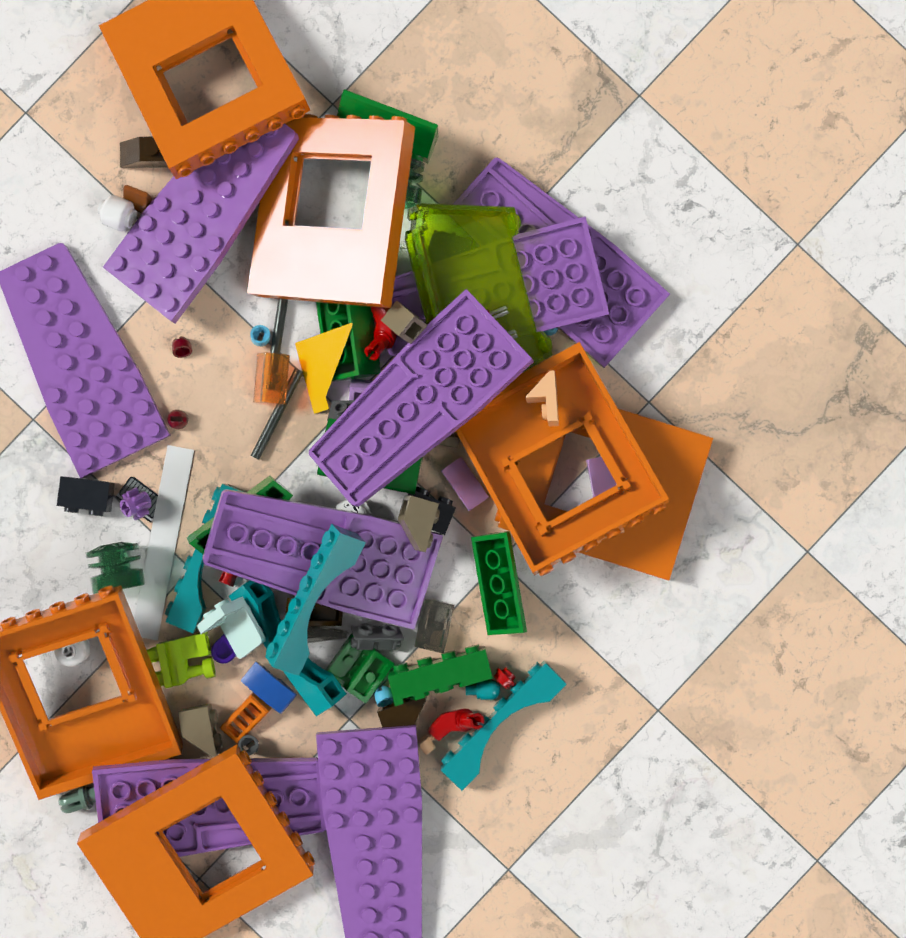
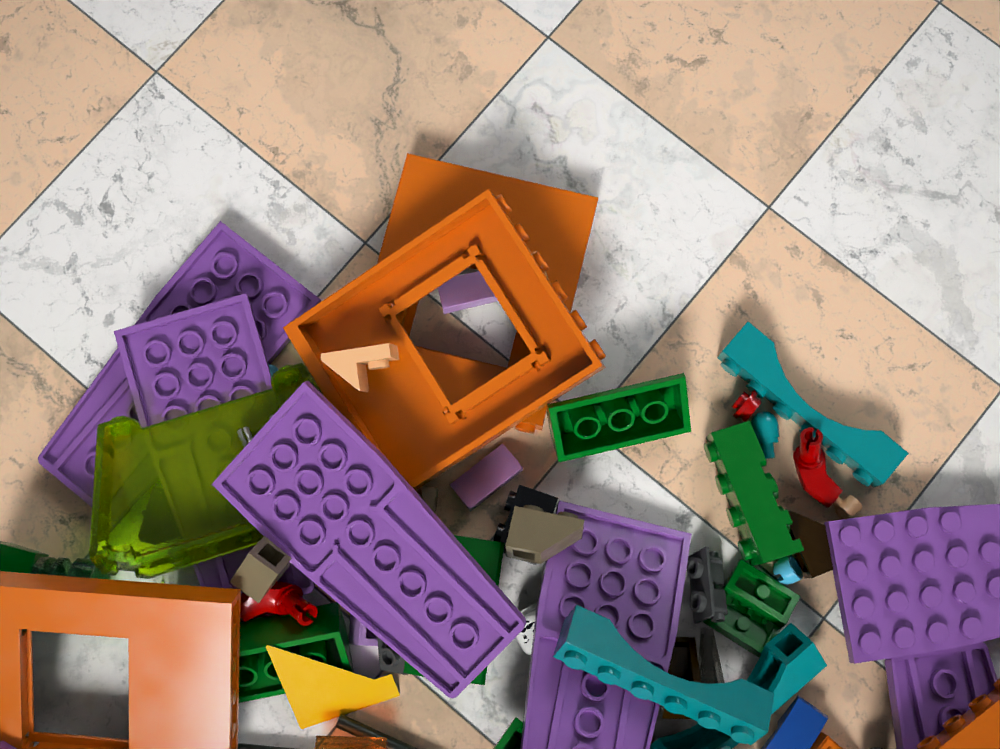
camera: 85 degrees left, 10 degrees down
(434, 625) = (683, 506): clear smoke slope -> none

